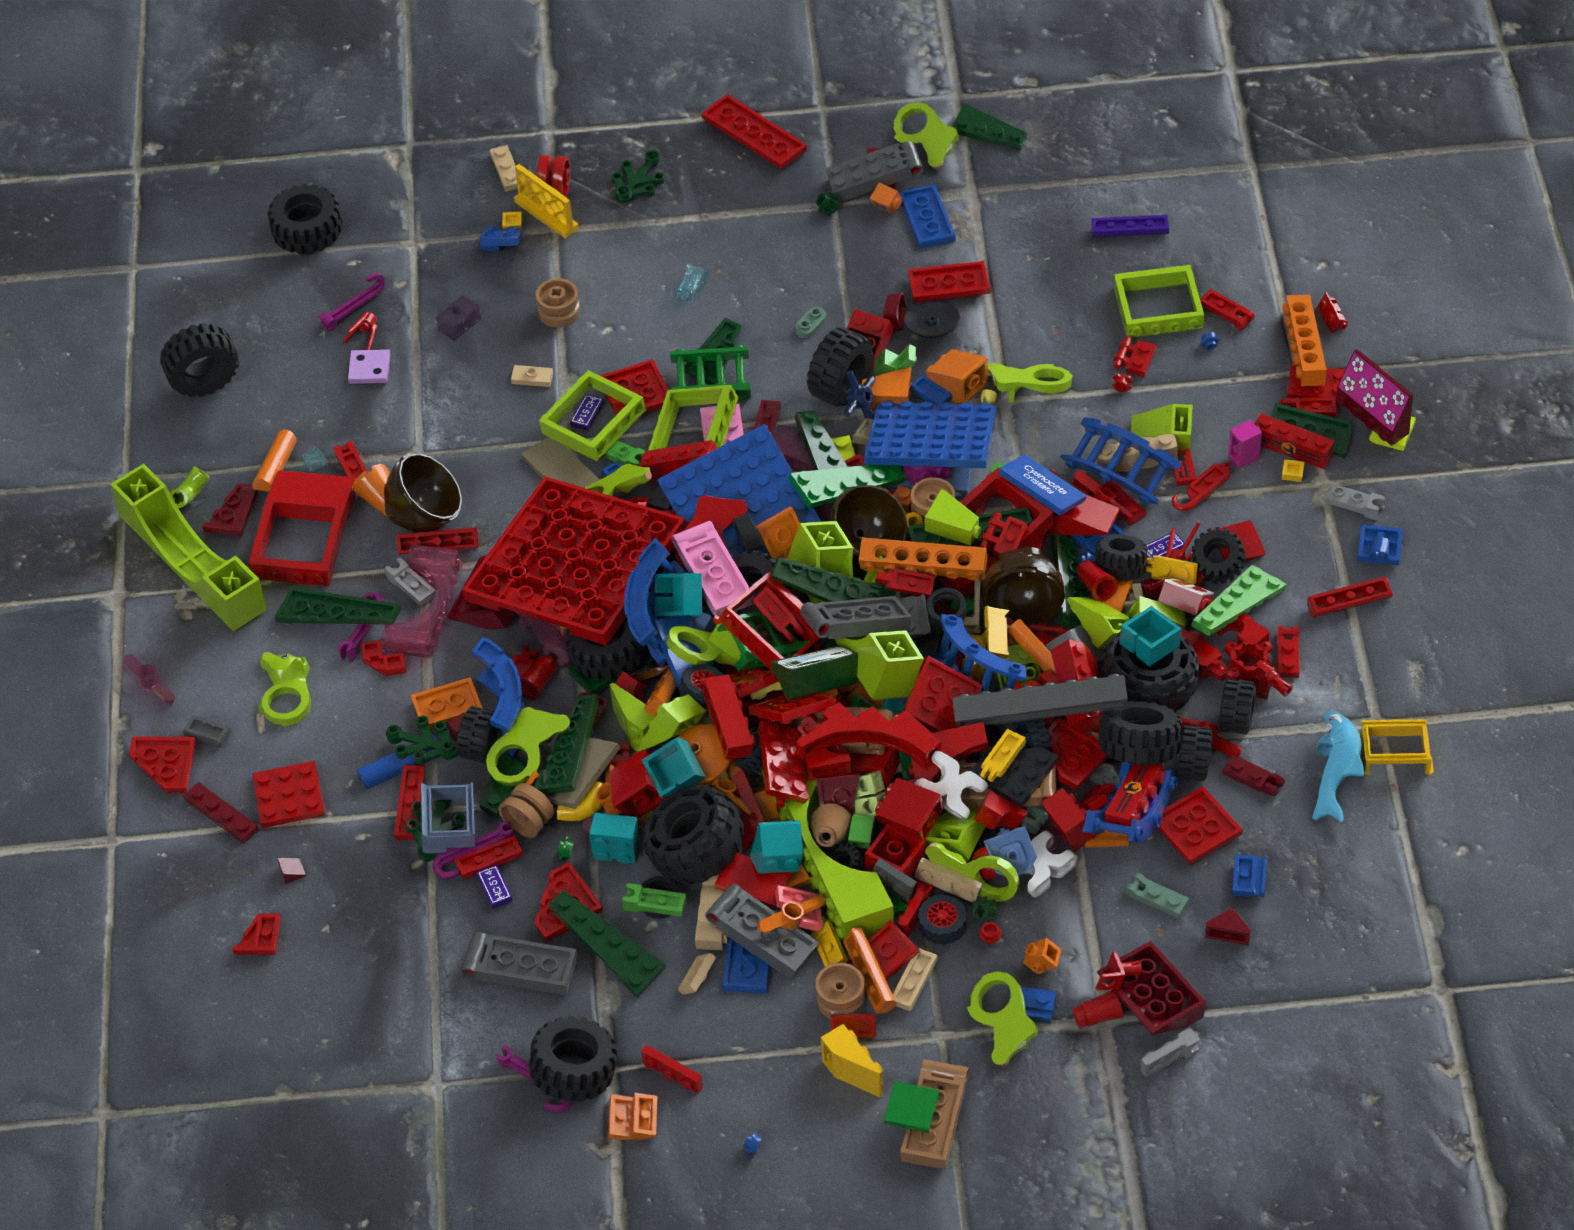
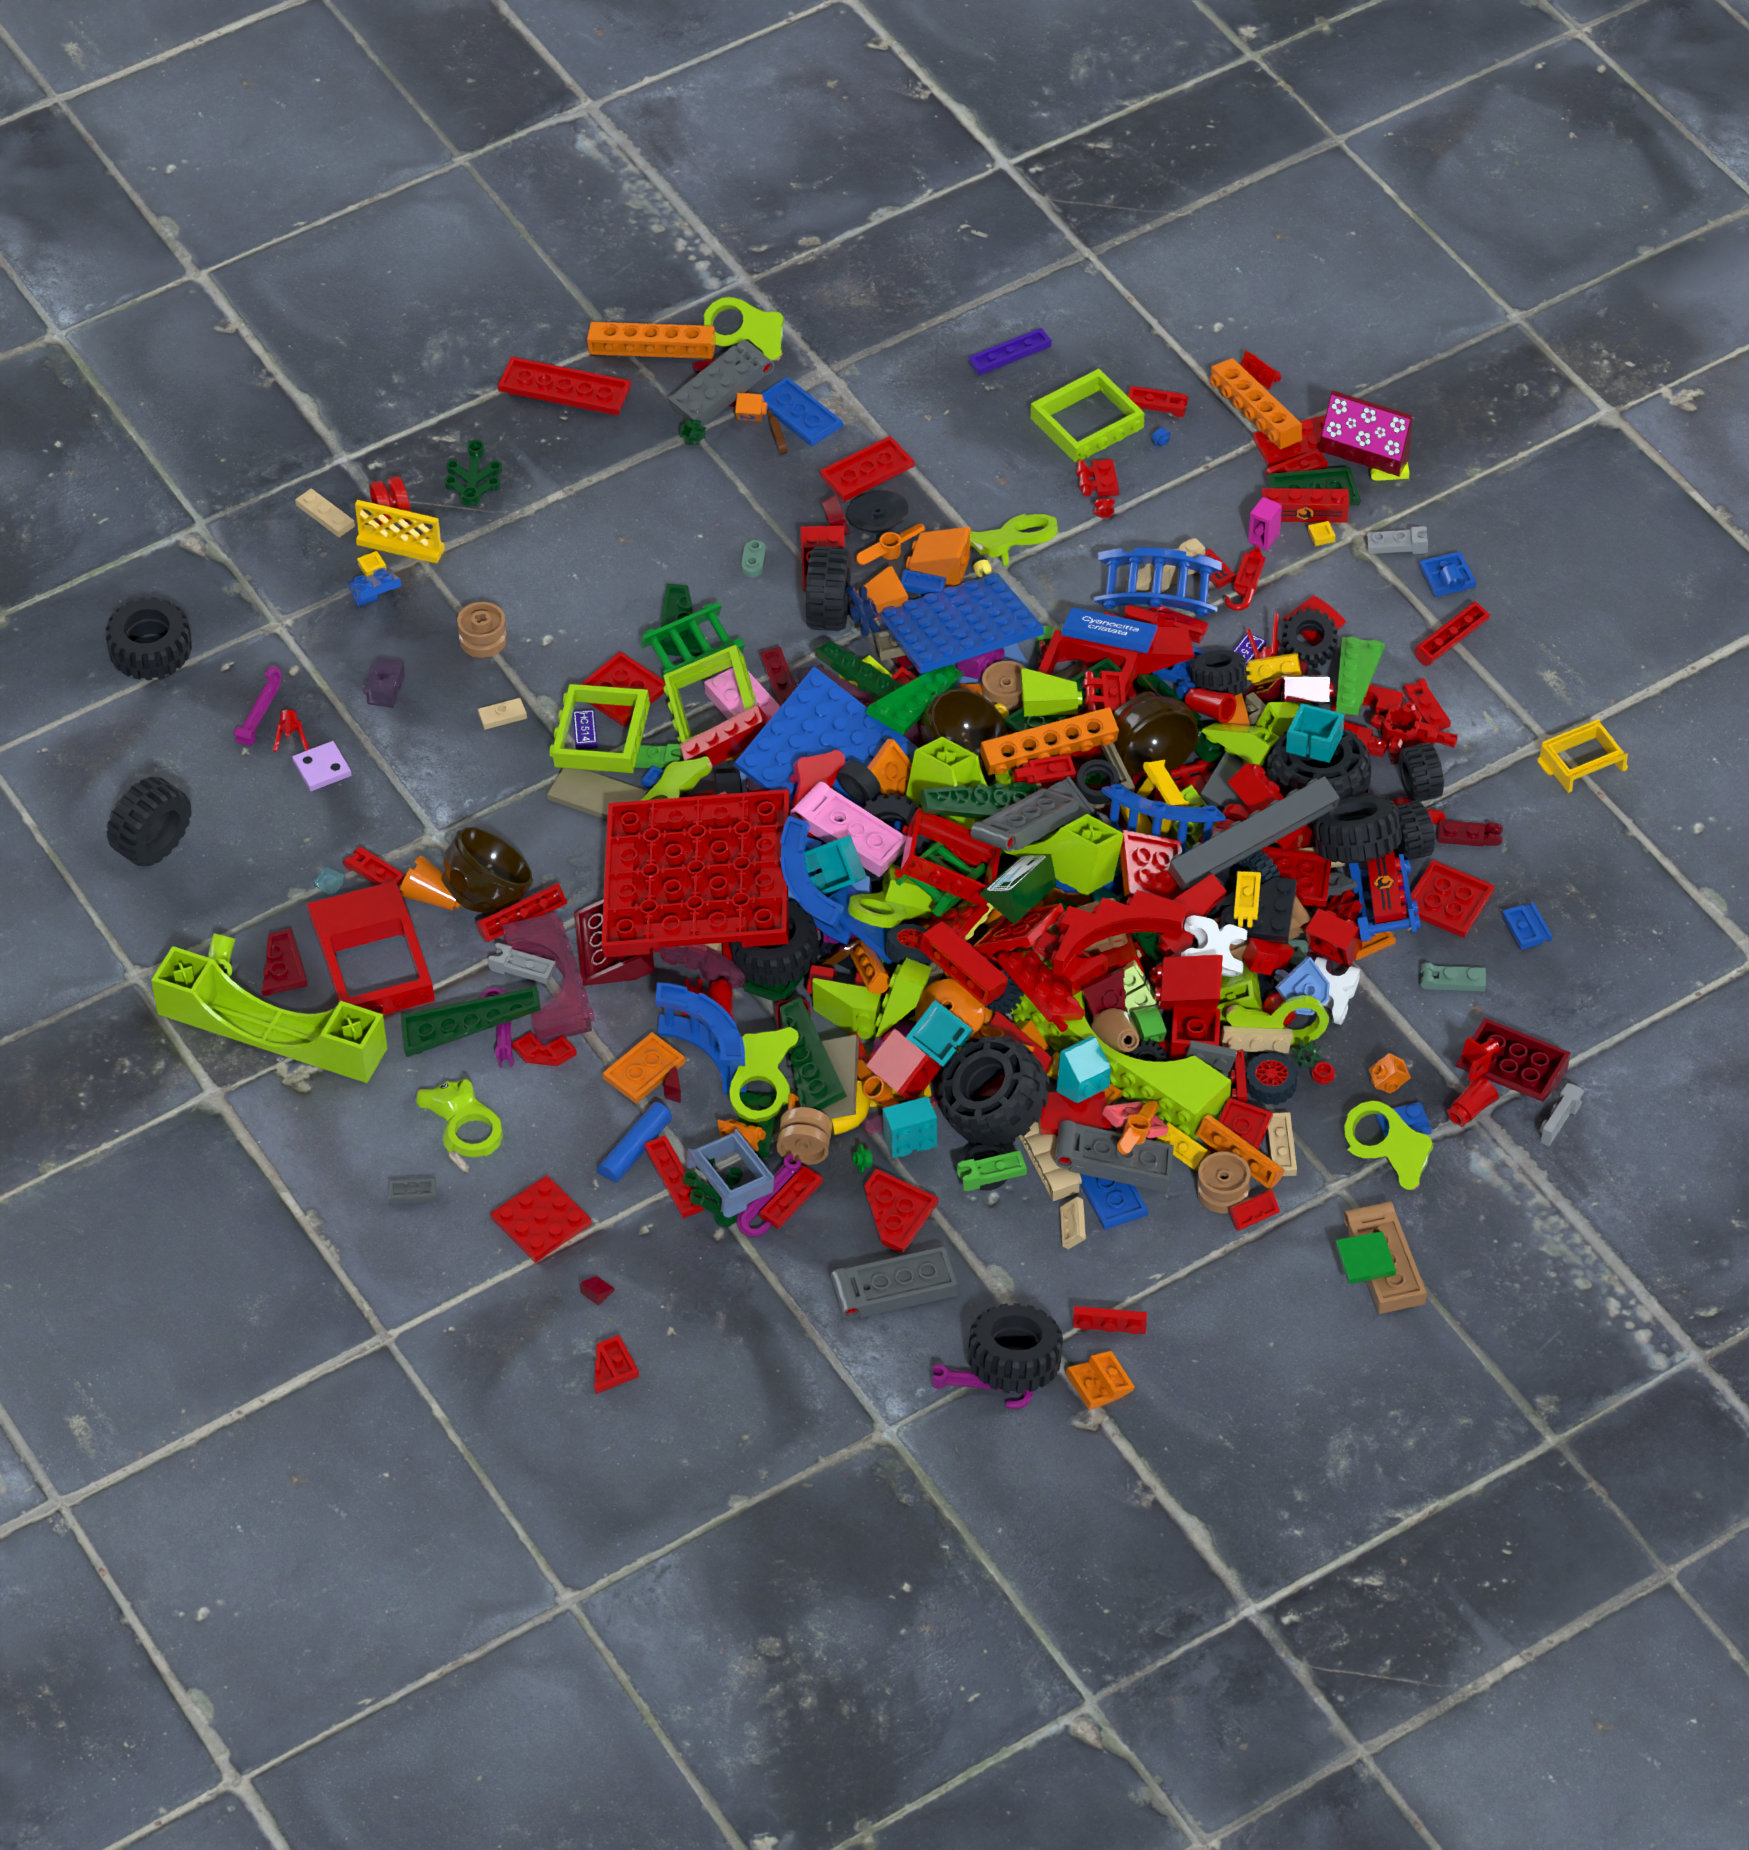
camera: 30 degrees left, 0 degrees up
(152, 683) = (299, 1159): clear pink piece -> none
(165, 760) = (388, 1235): red plate -> none
(221, 812) = (483, 1264): dark red plate -> none
(274, 460) = (292, 896): orange brick -> none
(445, 748) = (677, 1109): dark green plant -> none
(476, 734) = (706, 1082): black tyre -> none
(482, 788) = (750, 1134): none -> orange hinge
(494, 886) = (814, 1223): dark purple tile -> none
(619, 953) = (986, 1234): dark green wing -> none
(693, 278) = (605, 558): clear light blue piece -> none
(752, 1143) = (1232, 1355): blue plate -> none
(776, 613) = (946, 847): red hinge -> none
(844, 117) = (651, 340): none -> orange brick
(850, 1061) = (1281, 1241): yellow slope -> none
(890, 362) = (865, 569): bright green brick -> none
(896, 228) = (777, 434): none -> reddish brown piece
(928, 345) = (883, 549): none -> orange piece
(983, 127) = (803, 302): dark green wing -> none
(1032, 646) = (1204, 788): orange brick -> none
(1170, 419) = (1175, 529): lime slope -> none
(1228, 928) = (1541, 980): dark red slope -> none
(1342, 762) = (1550, 786): medium azure piece -> none

